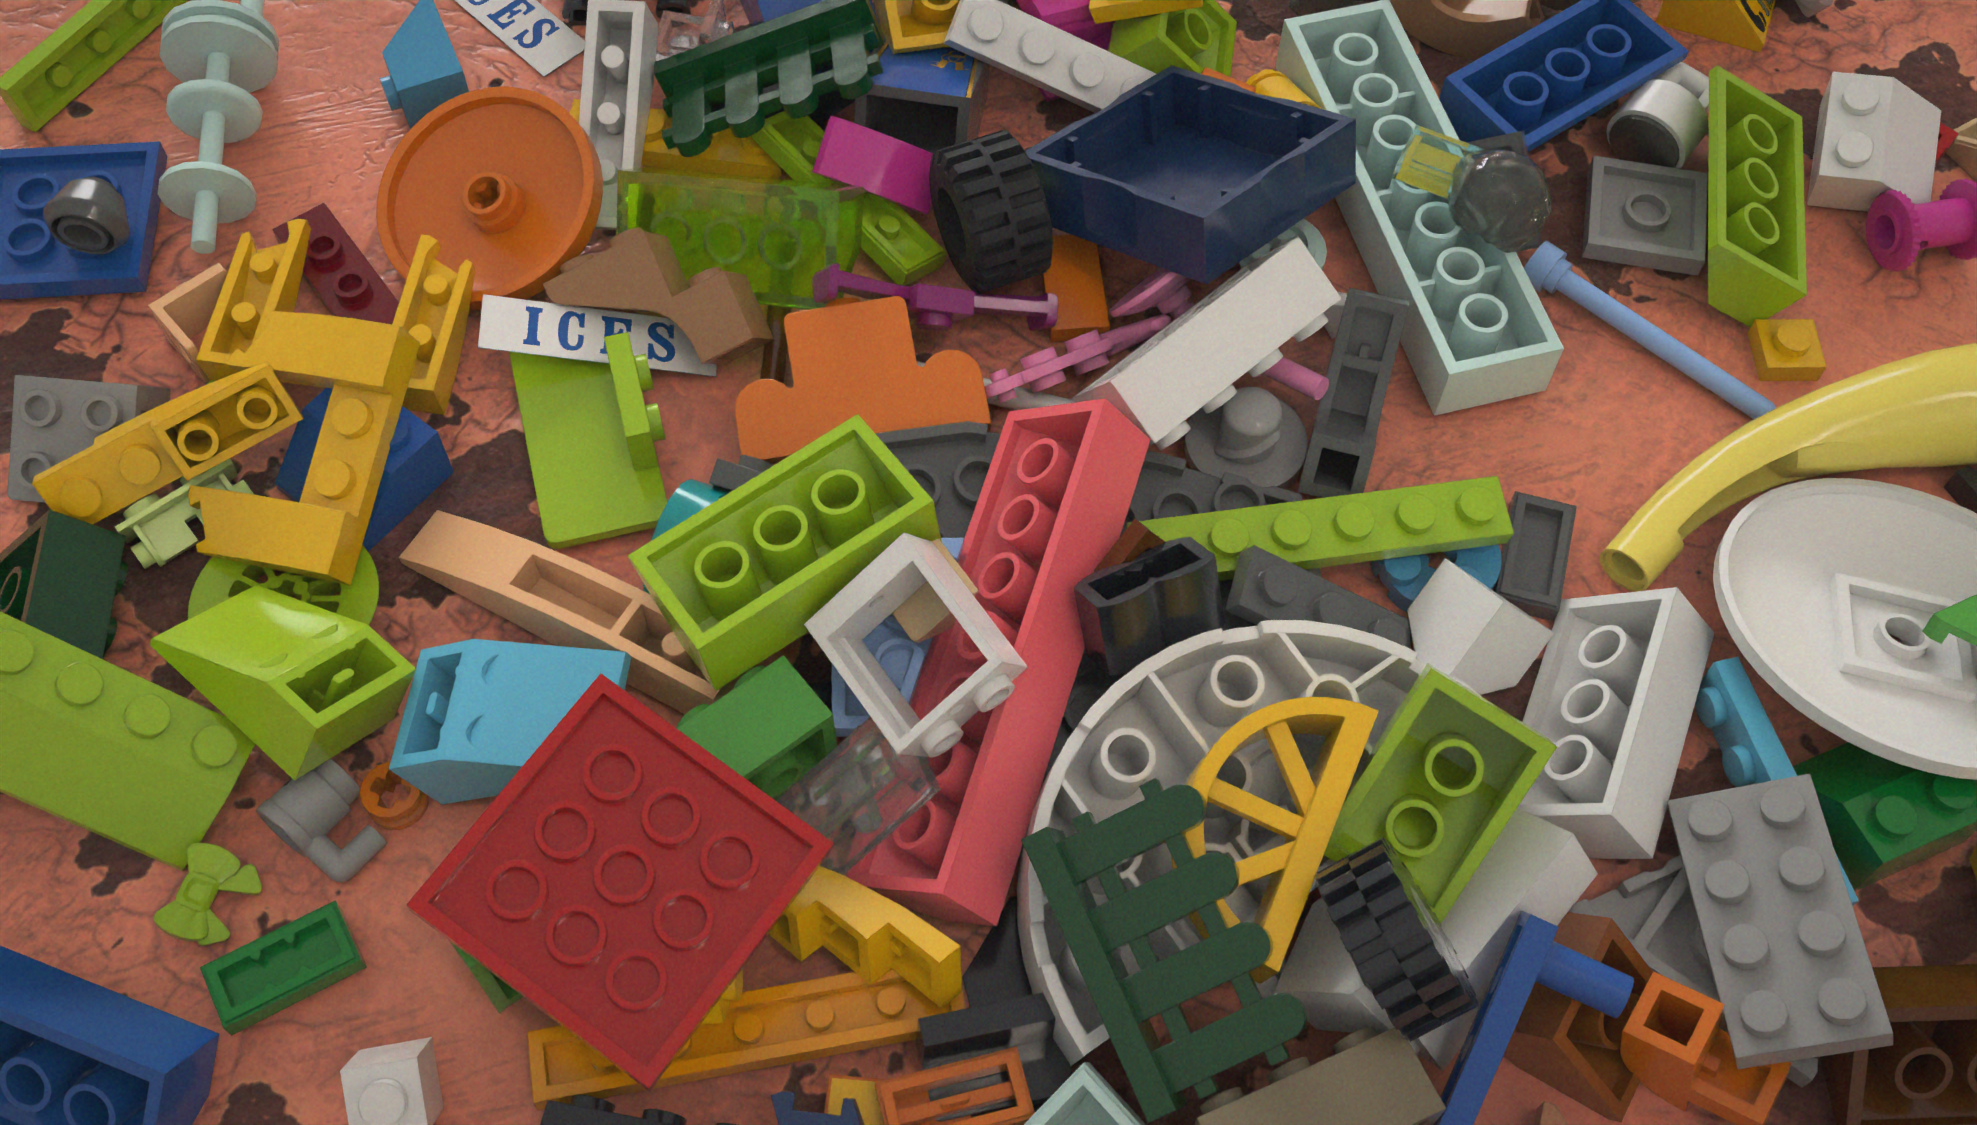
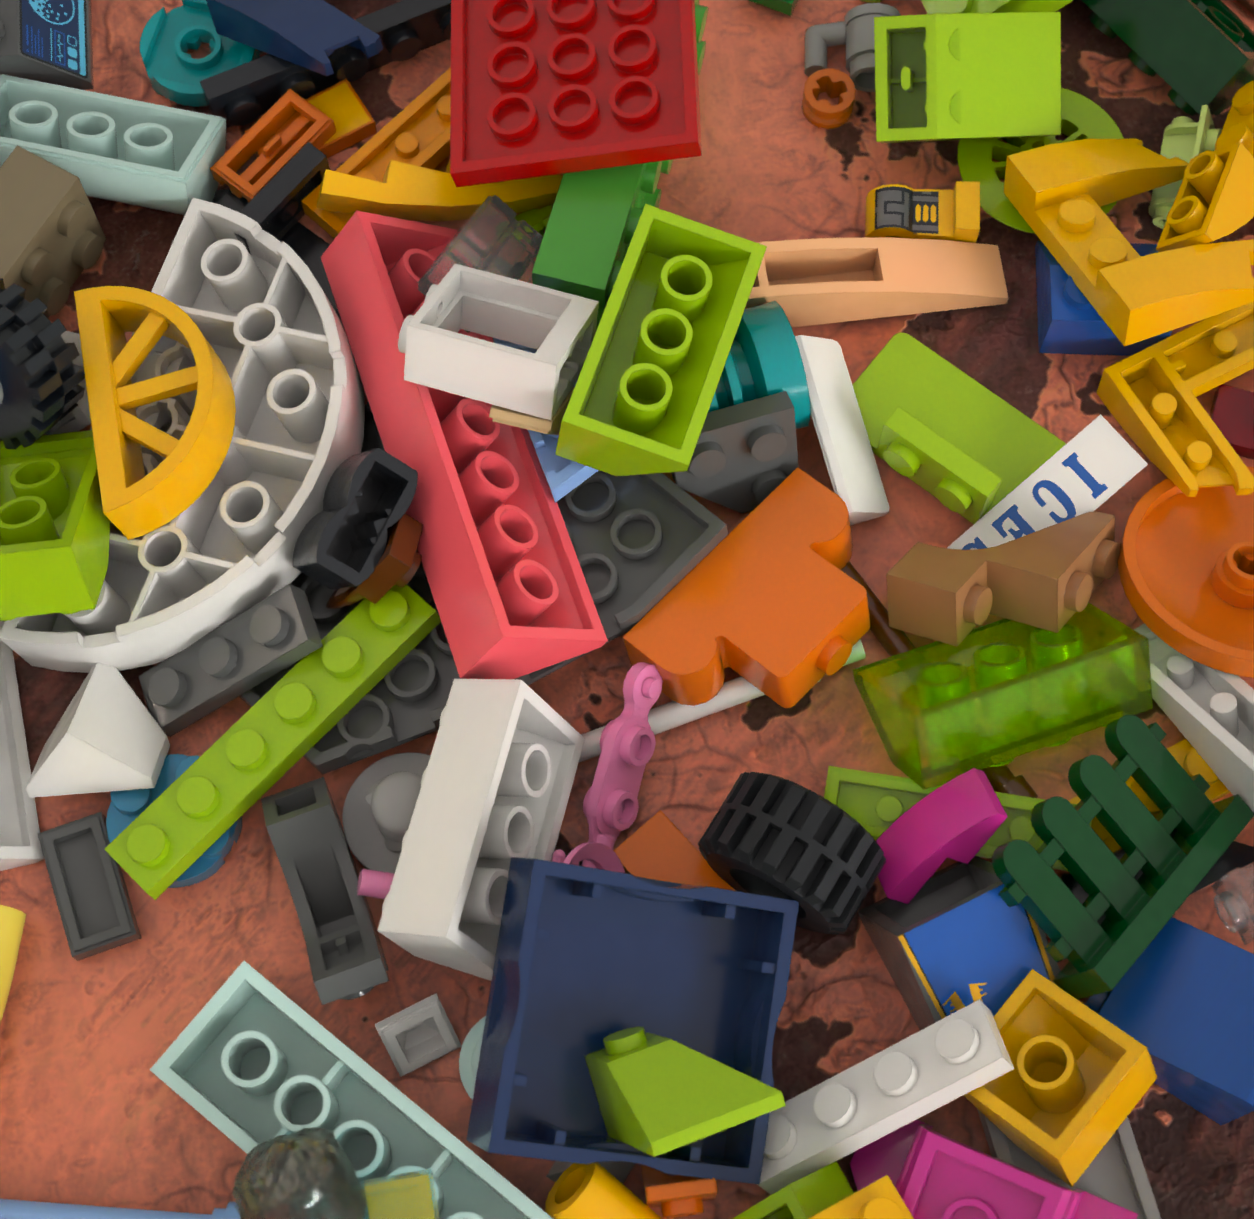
camera: 145 degrees right, 10 degrees up
(425, 607) = (924, 213): none -> yellow leg
(487, 708) = (785, 160): medium azure slope -> none
(692, 458) = (841, 430): none -> white slope
(937, 306) = (781, 735): magenta plate -> none
(1161, 986) = (199, 233): dark green fence -> none
(1192, 107) = (669, 1095): none -> lime slope

